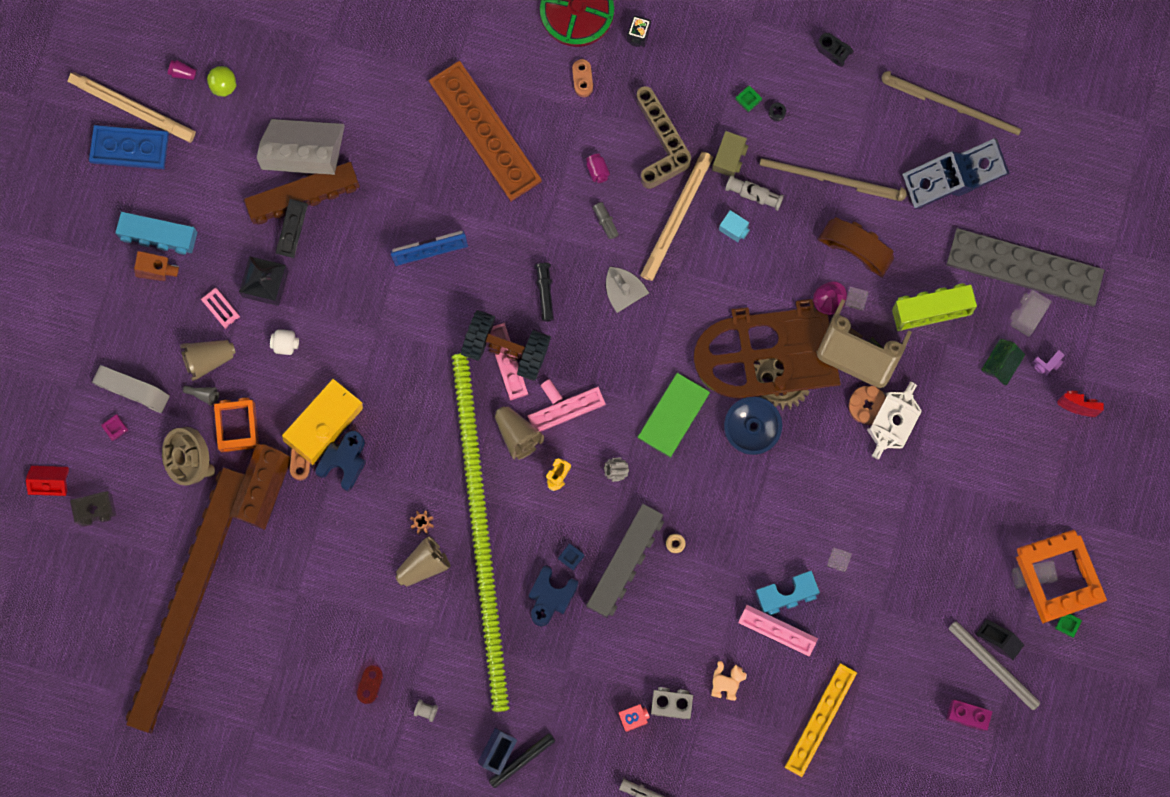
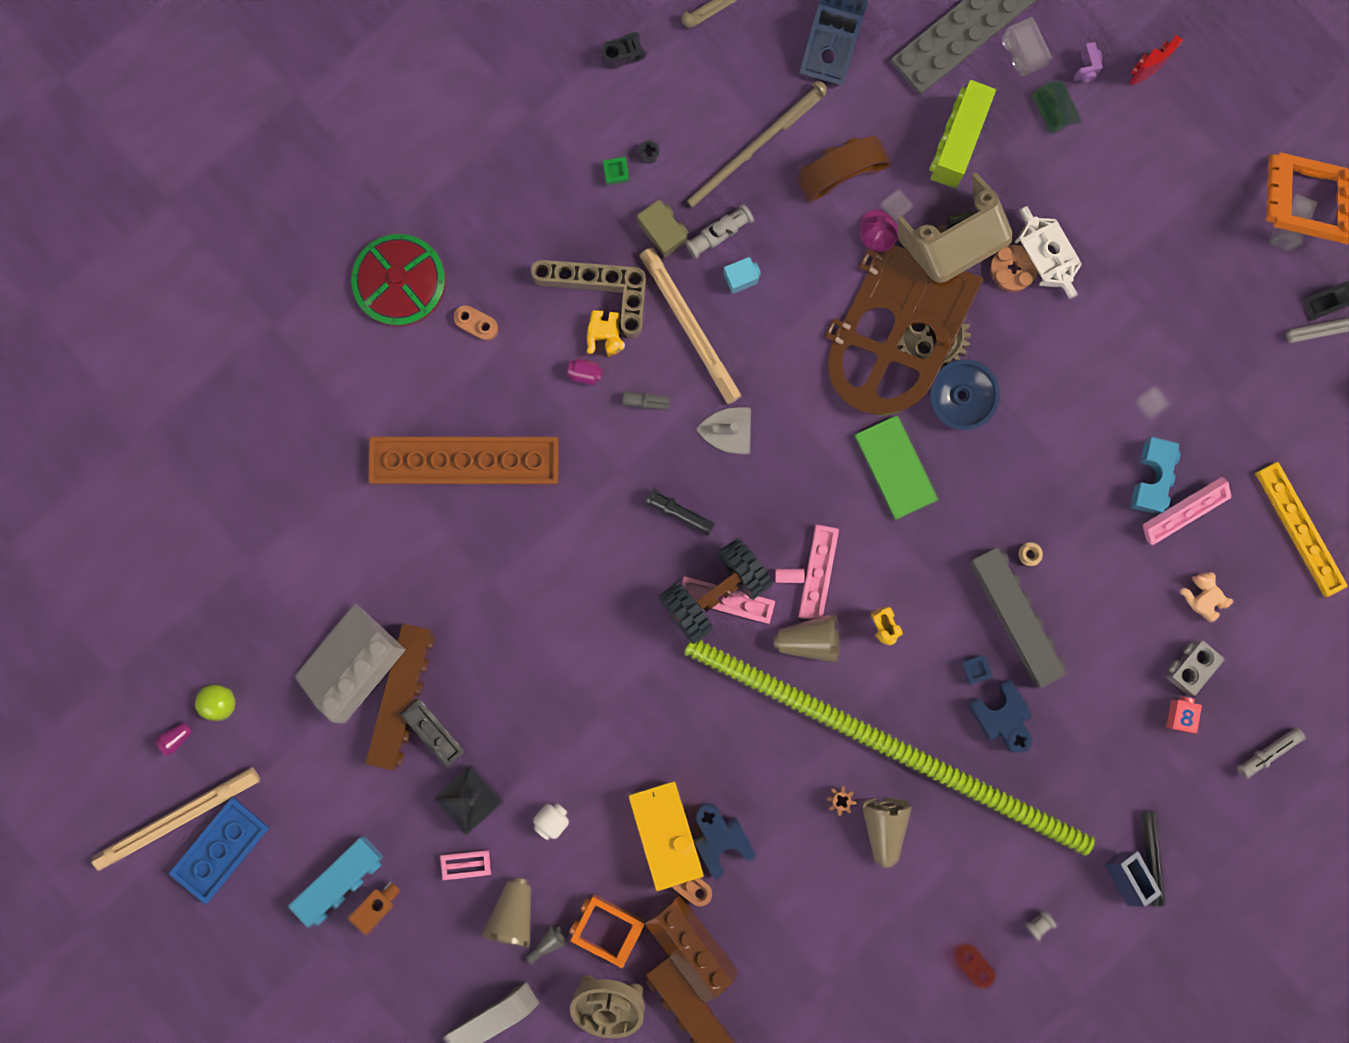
camera: 65 degrees left, 5 degrees up
(429, 248) = (551, 600): blue slope -> none
(616, 469) = (917, 563): light grey gear -> none
(634, 162) = (606, 331): none -> yellow animal
(638, 31) = (467, 232): black brick -> none

